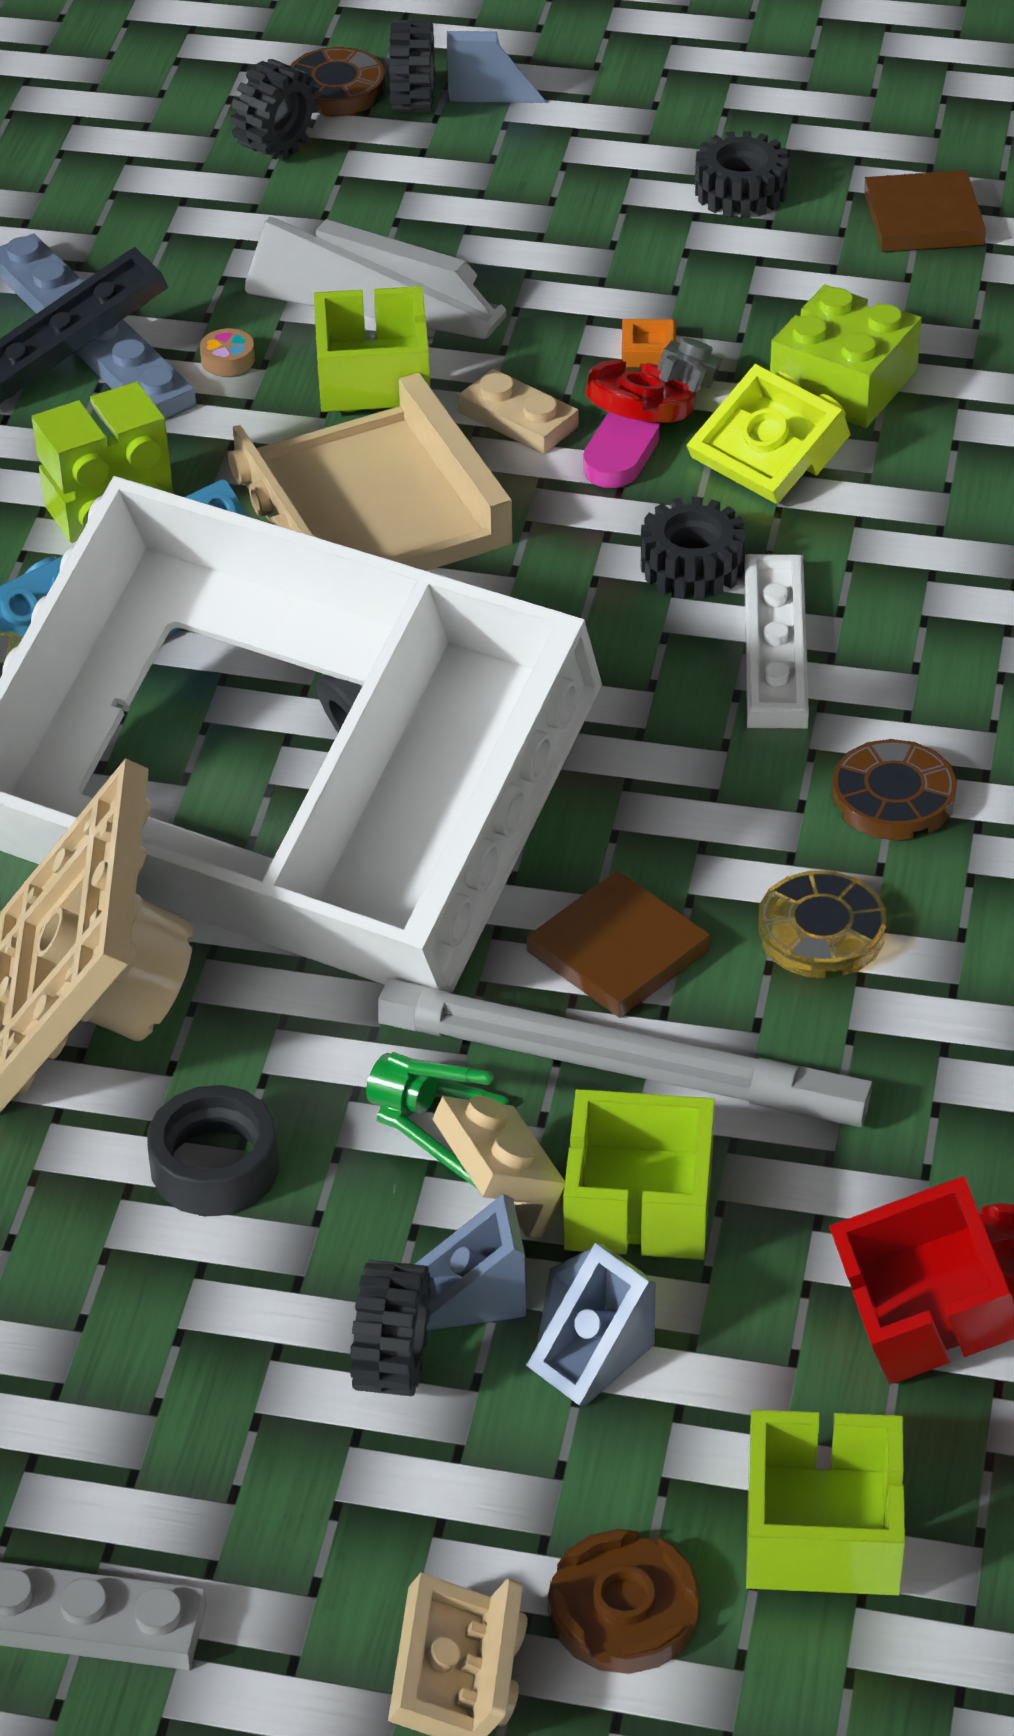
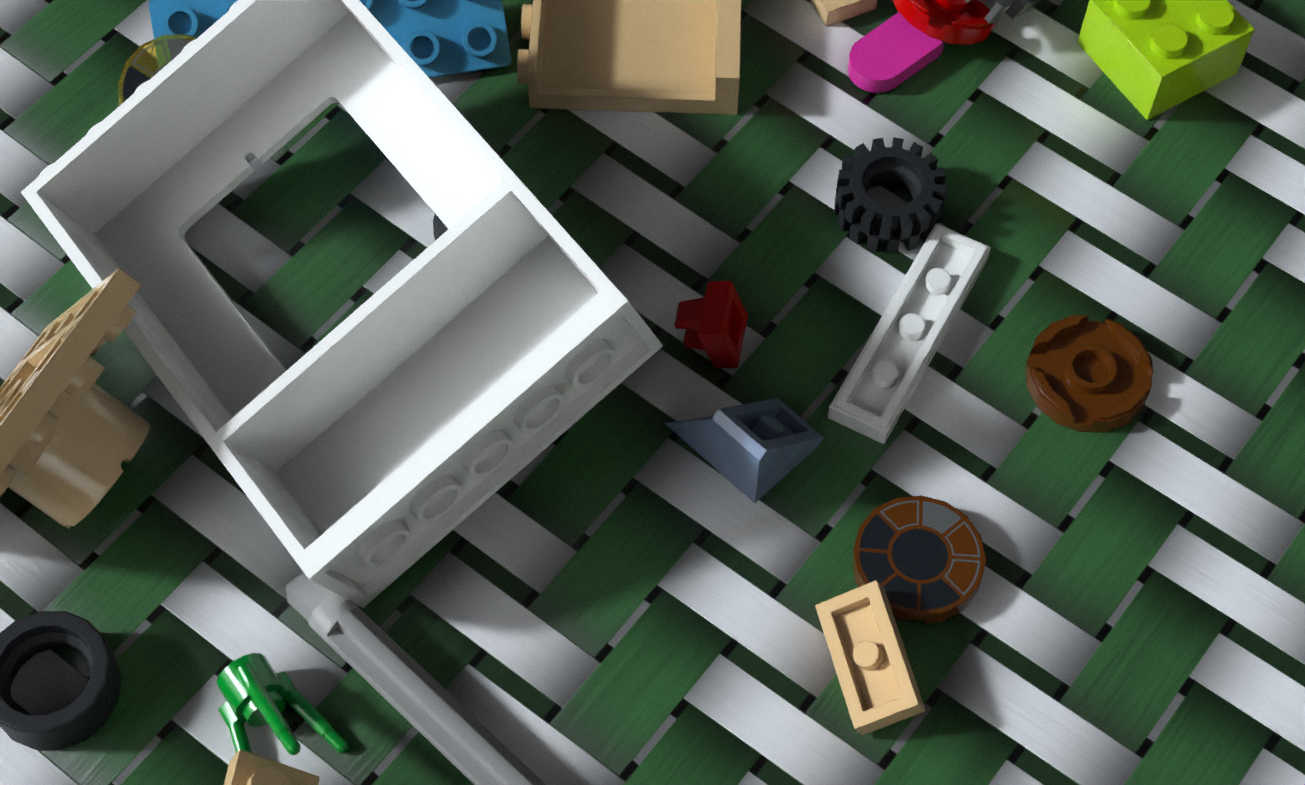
camera: 25 degrees right, 15 degrees up
(617, 693) = (715, 323): none -> red tile
(618, 943) = (552, 617): reddish brown tile -> none
(693, 764) = (751, 443): none -> sand blue slope
(770, 433) = (1038, 97): neon yellow plate -> none
(821, 923) = (754, 686): tile -> none
(904, 862) = (869, 658): none -> tan plate
(942, 616) = (1089, 374): none -> reddish brown tile

